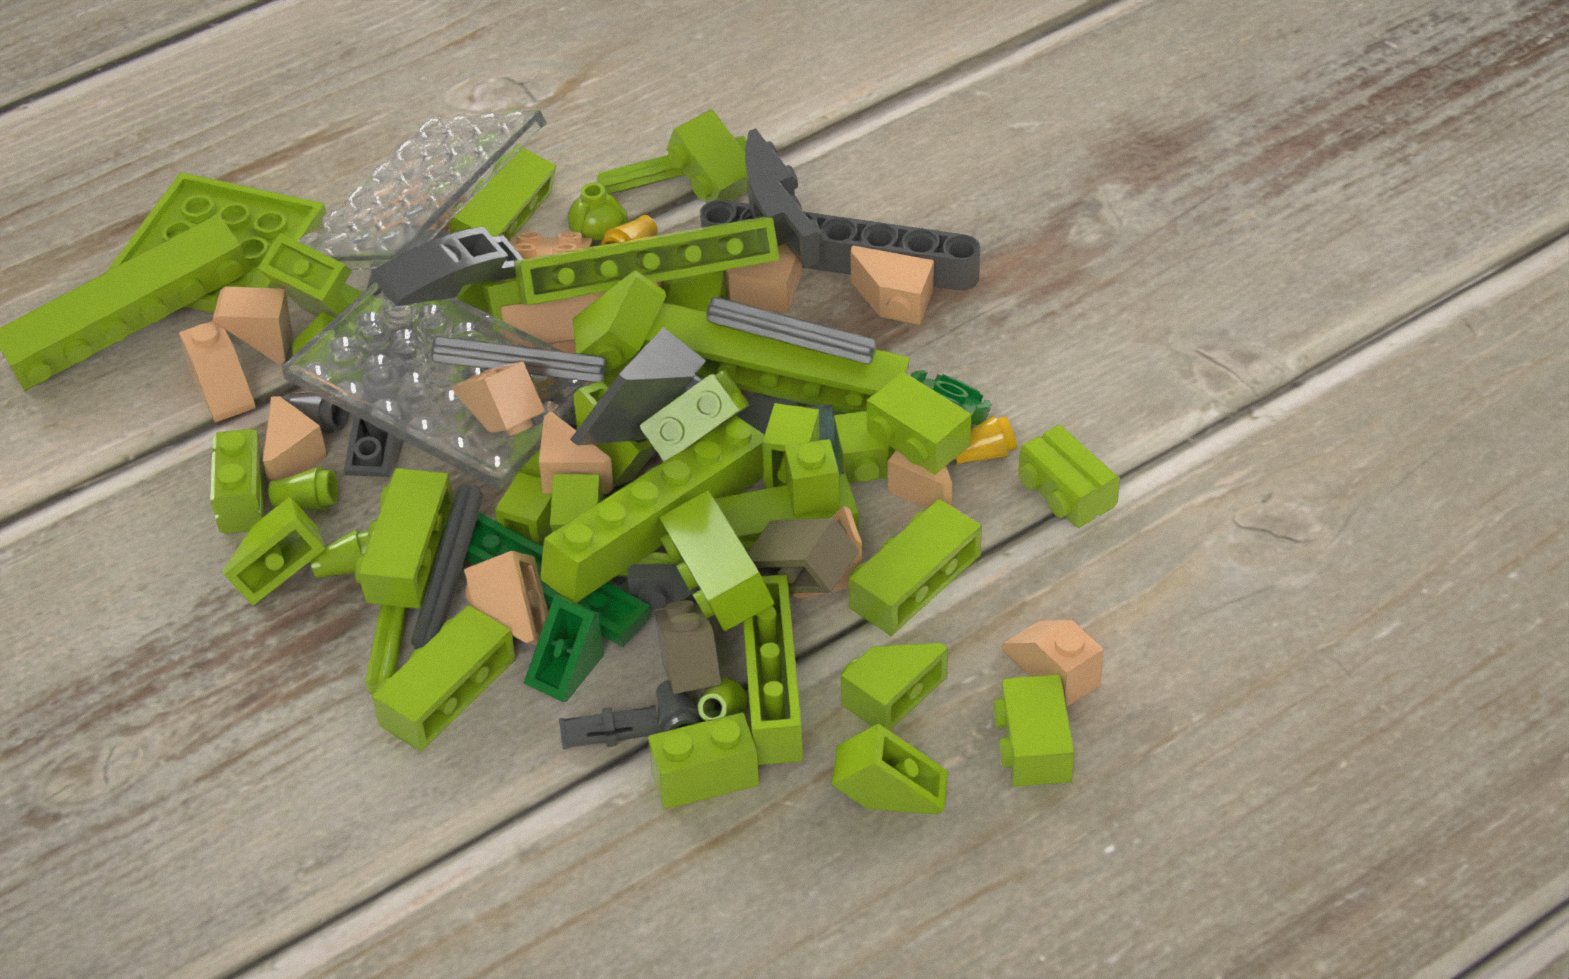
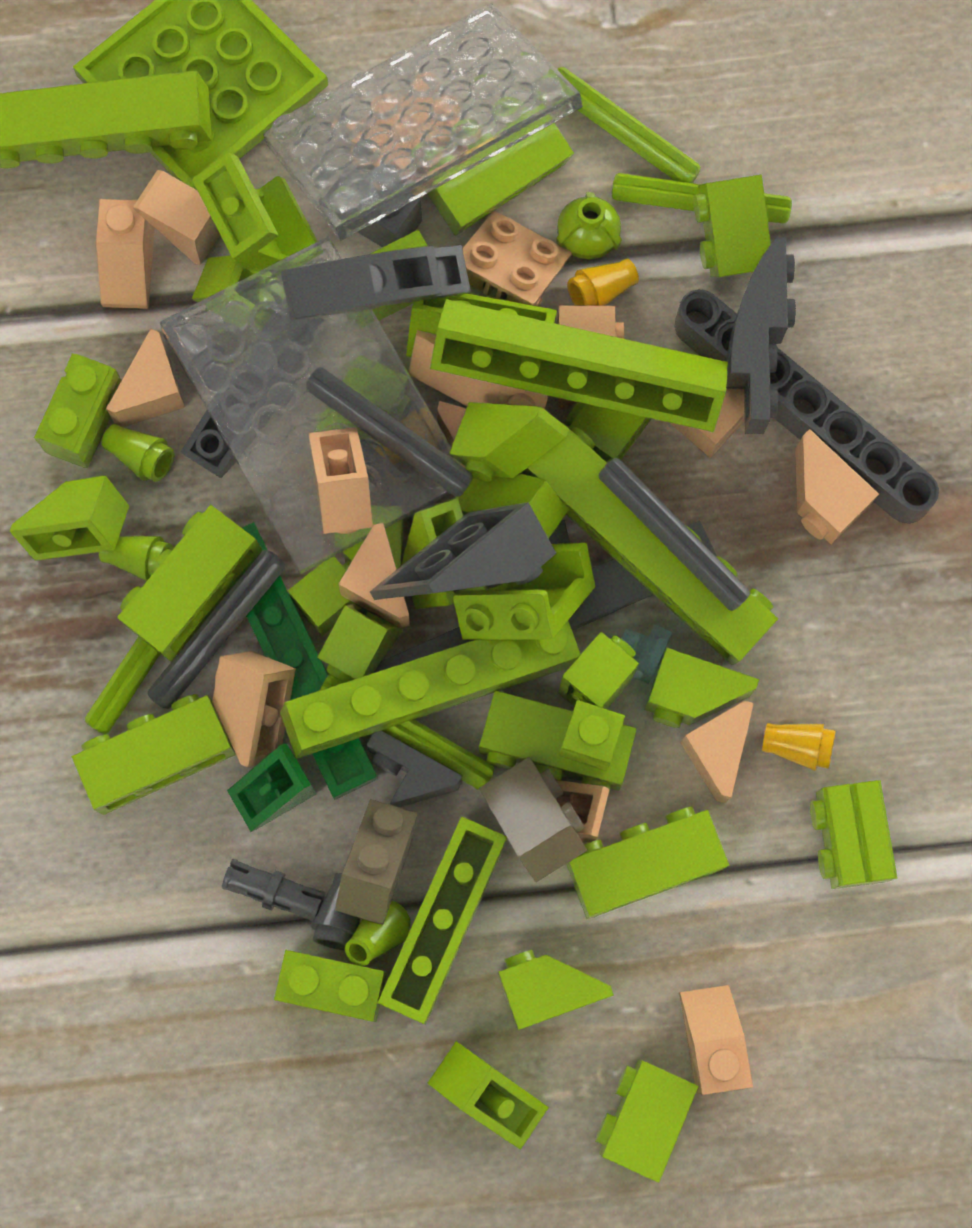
camera: 25 degrees right, 30 degrees up
(592, 149) = (633, 132): none -> lime axle
(714, 562) = (442, 794): lime brick -> none
(918, 423) = (732, 719): lime brick -> none
(958, 393) = (793, 677): green tile -> none

